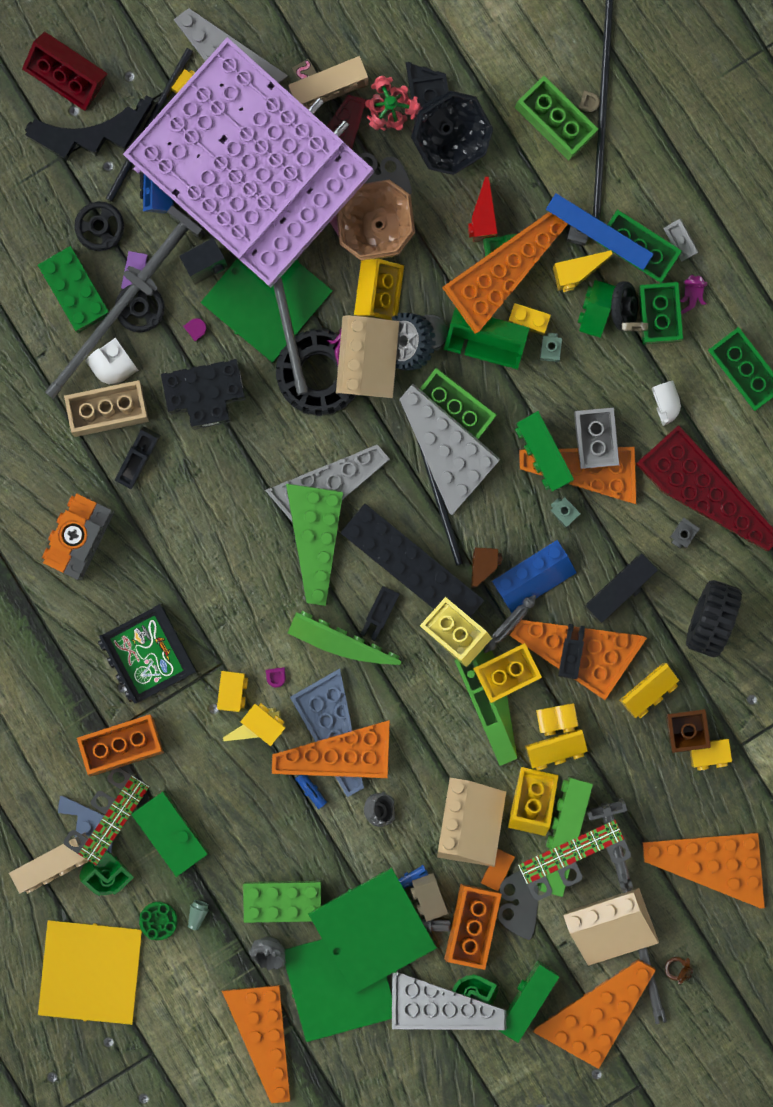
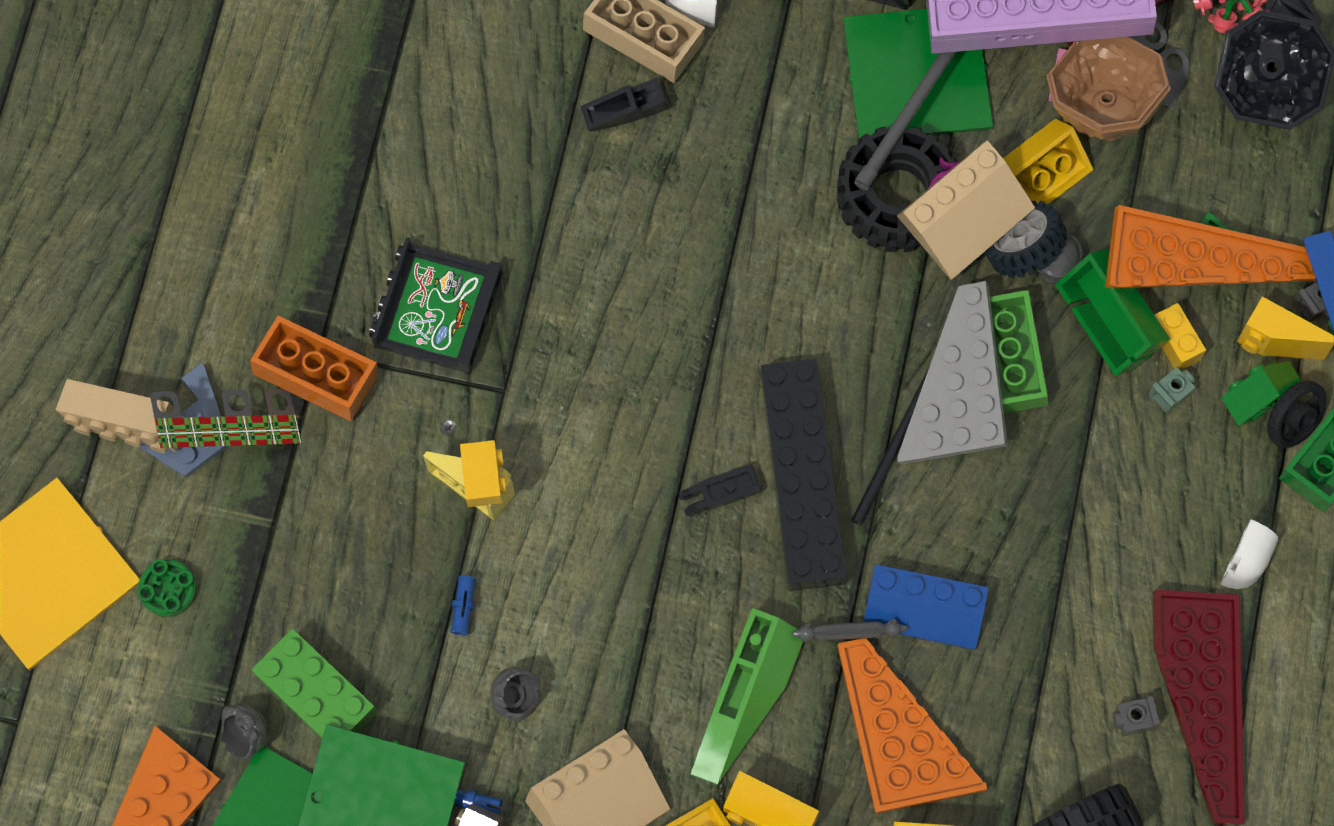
camera: 45 degrees right, 15 degrees down
(77, 536) = (486, 119): piece -> none
(107, 876) = (162, 483): green brick -> none
(170, 833) = (271, 507): green brick -> none
(196, 328) = (813, 37): magenta tile -> none
(197, 913) = (213, 619): sand green cone -> none
(204, 392) = (759, 100): black piece -> none
(231, 691) = (485, 420): yellow piece -> none
(276, 677) = (545, 455): magenta tile -> none
(315, 527) = (741, 337): bright green wing -> none
(327, 715) = (554, 550): sand blue wing -> none
(337, 641) = (645, 476): bright green wedge -> none
(341, 476) = (785, 310): light grey wing -> none
(346, 755) = (539, 601): orange wing -> none
(456, 632) = (783, 577): light yellow slope -> none
(483, 218) = (1228, 185): red slope -> none
(484, 563) = (882, 537): reddish brown slope -> none
(507, 673) = (796, 677): yellow slope -> none
(544, 452) = (1062, 482): green slope -> none
(557, 718) = (803, 781): yellow brick -> none
(564, 511) = (1024, 570): sand green brick -> none
(571, 654) = (886, 725): black hinge -> none
(596, 438) = (1135, 521): light grey slope -> none
(610, 480) = (1101, 558): orange wing -> none
(620, 588) = (1009, 705): black brick -> none
(635, 326) = (1289, 441): dark tan tile -> none

